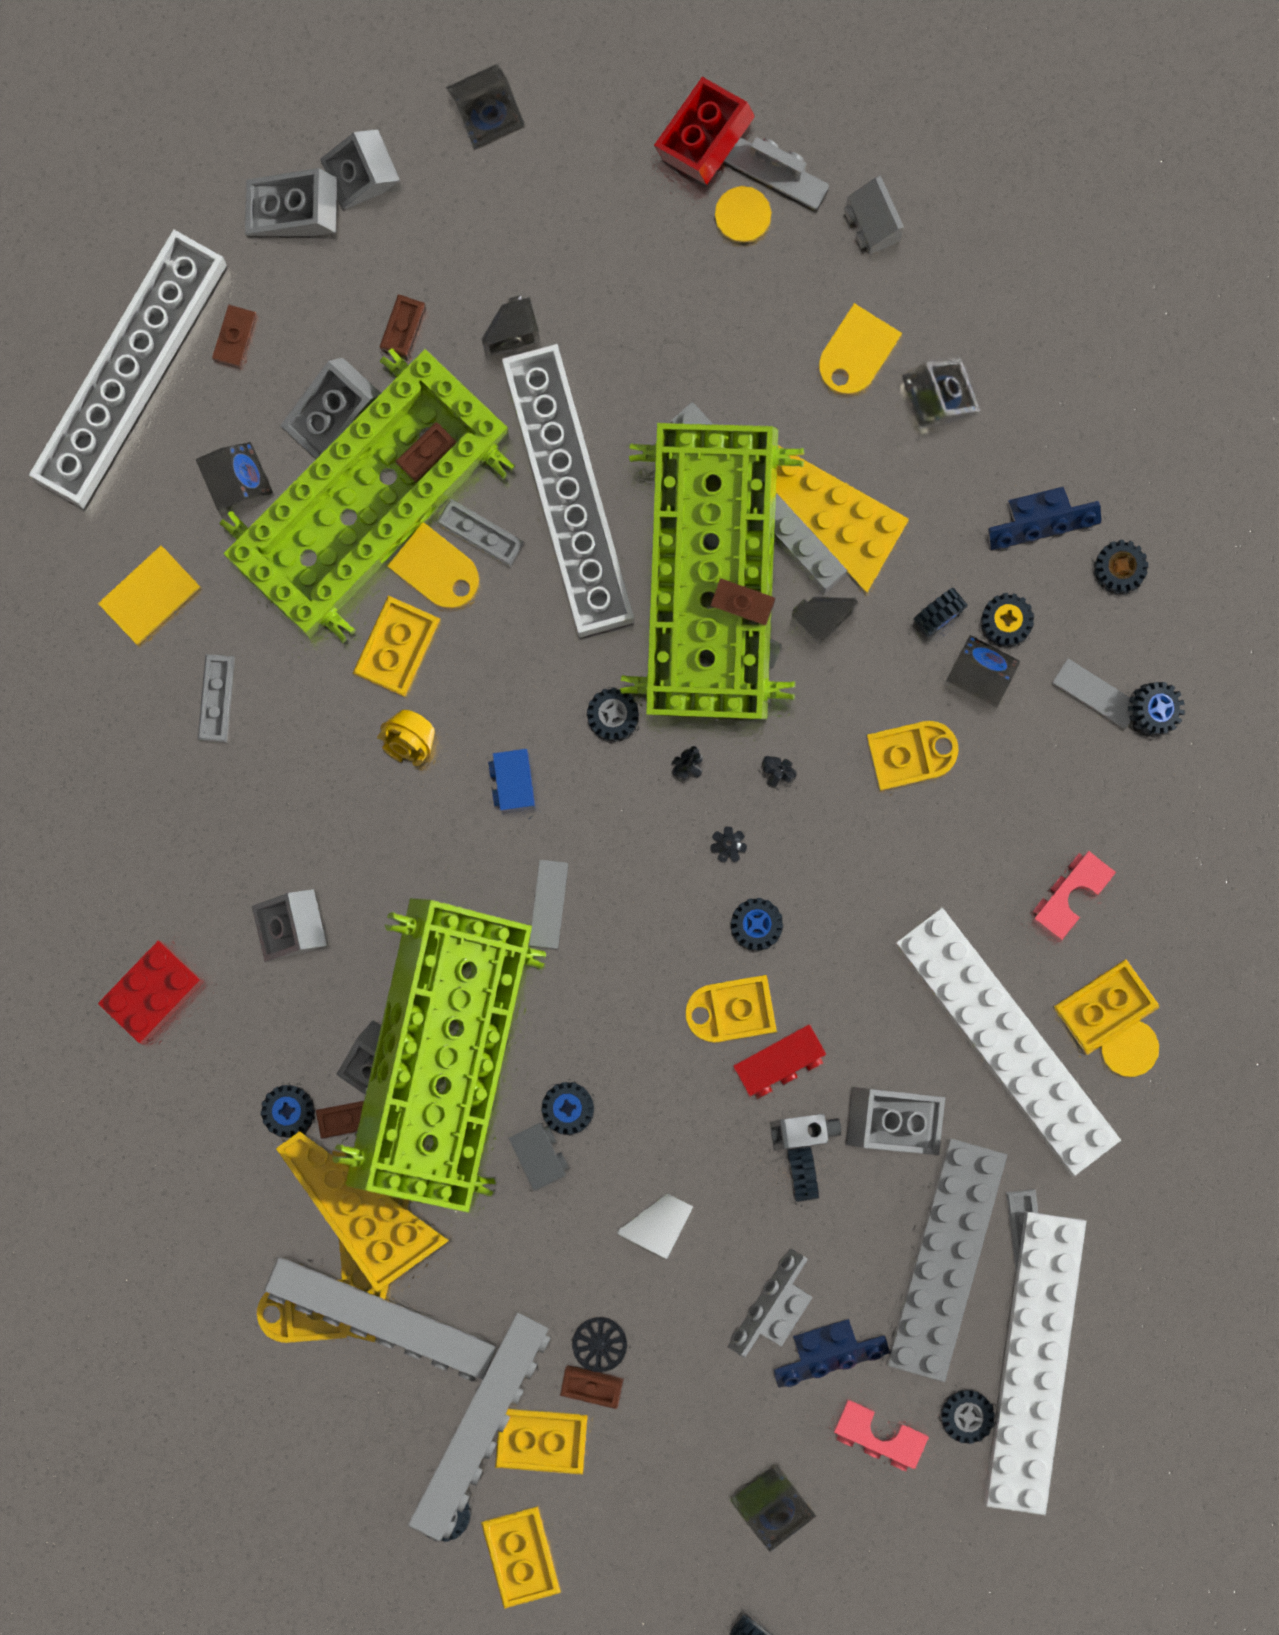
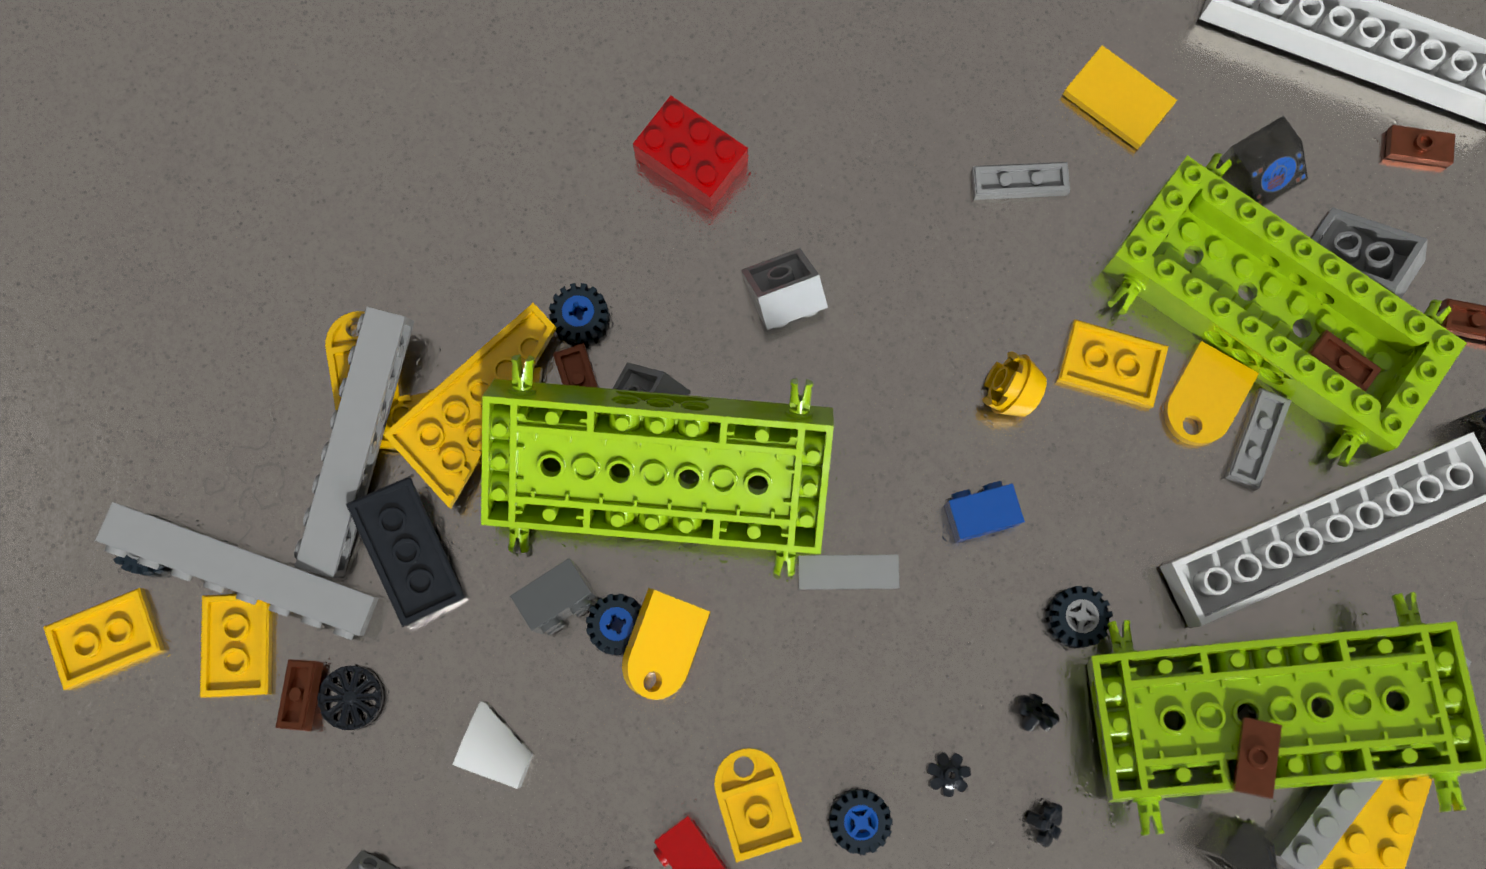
camera: 80 degrees right, 5 degrees down
(480, 1282) = (405, 551): none -> black tile
(589, 1070) = (662, 644): none -> yellow tile

